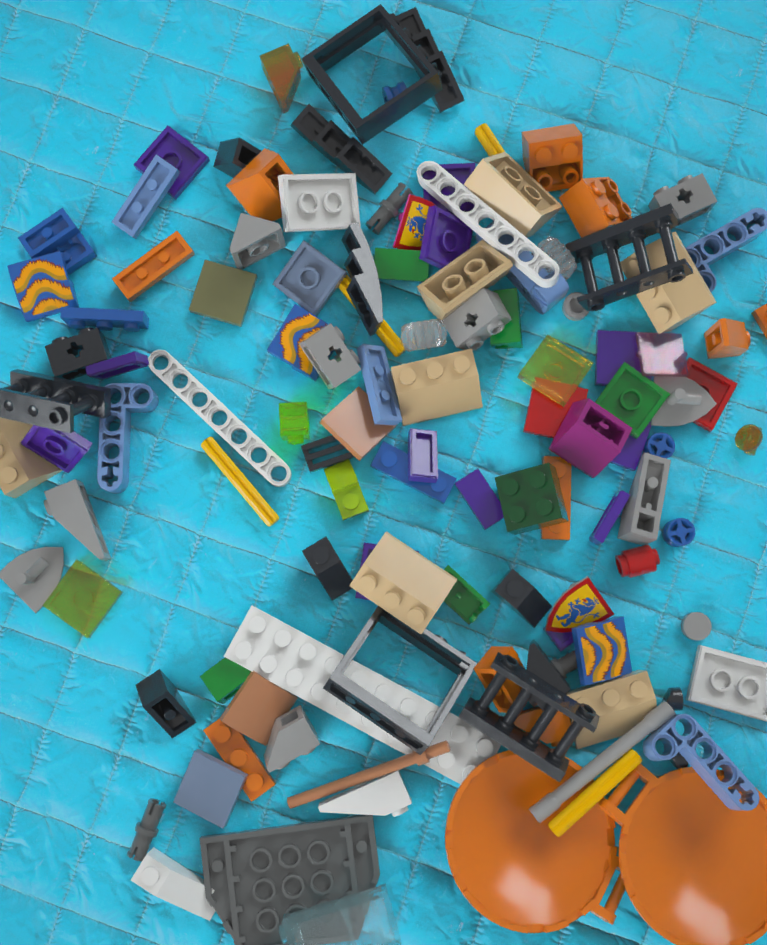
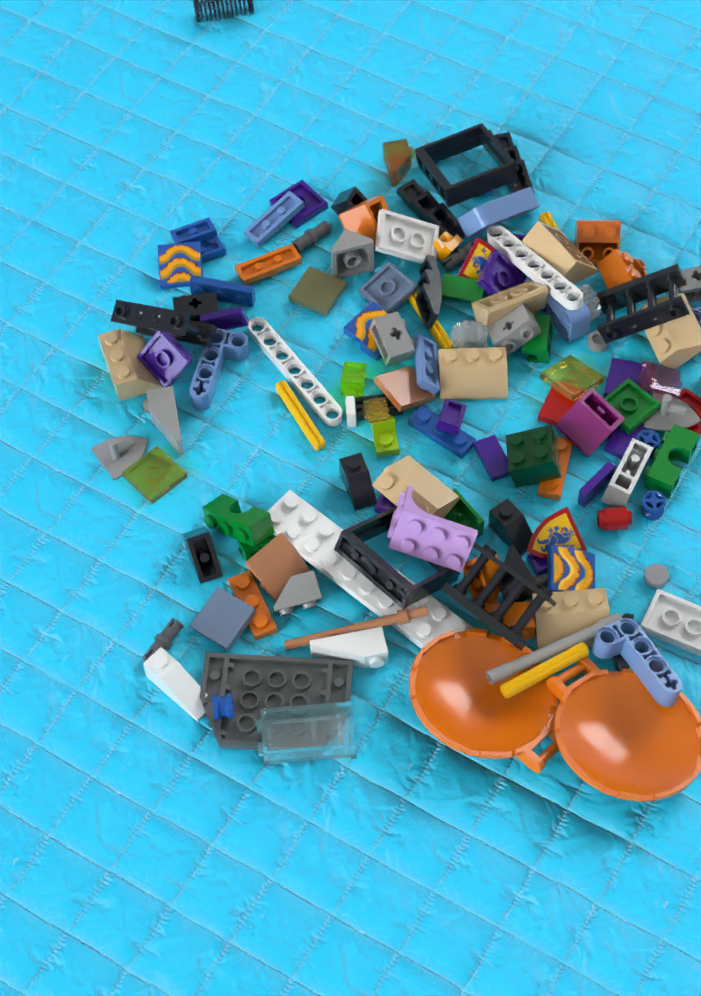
camera: 15 degrees right, 25 degrees down
(198, 213) = (312, 236): none -> dark grey pin
(216, 673) = (226, 517): none -> green arch
(236, 916) = (223, 706): none -> blue wheel
(300, 468) = (350, 411): none -> white tile
(332, 472) = (376, 410): none -> clear yellow bracket
(373, 202) = (447, 246): none -> light orange tile
(415, 661) = (428, 535): none -> lavender bracket
(427, 141) = (498, 211): none -> medium blue beam
(682, 489) = (677, 446): none -> green arch

